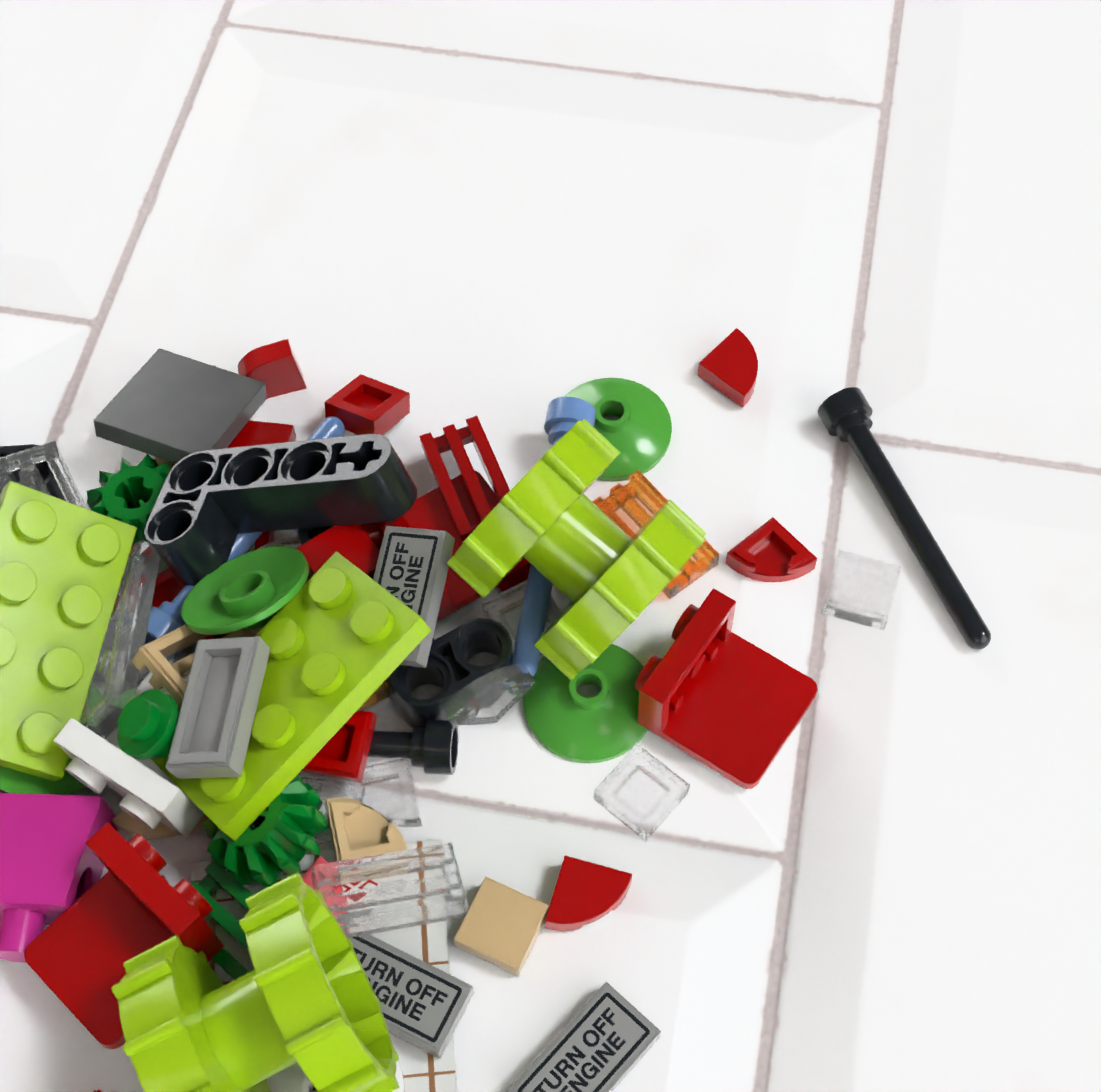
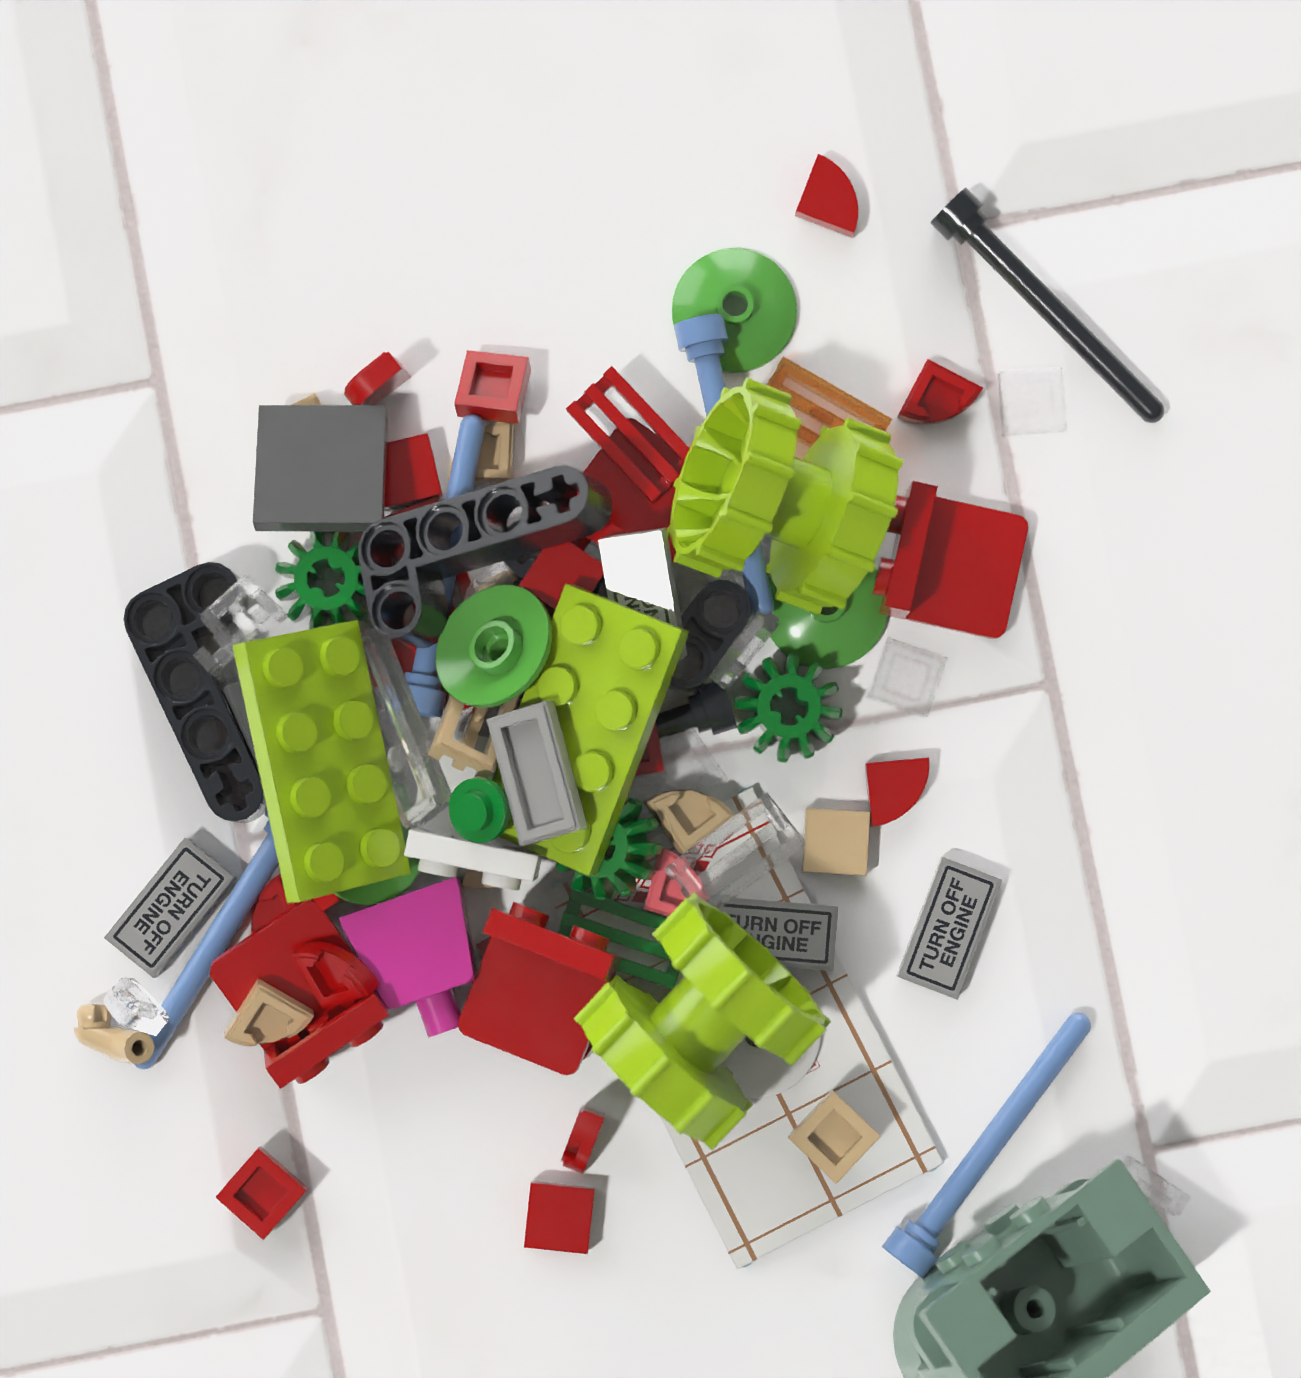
camera: 25 degrees left, 25 degrees up
(512, 794) = (804, 695): none -> green gear

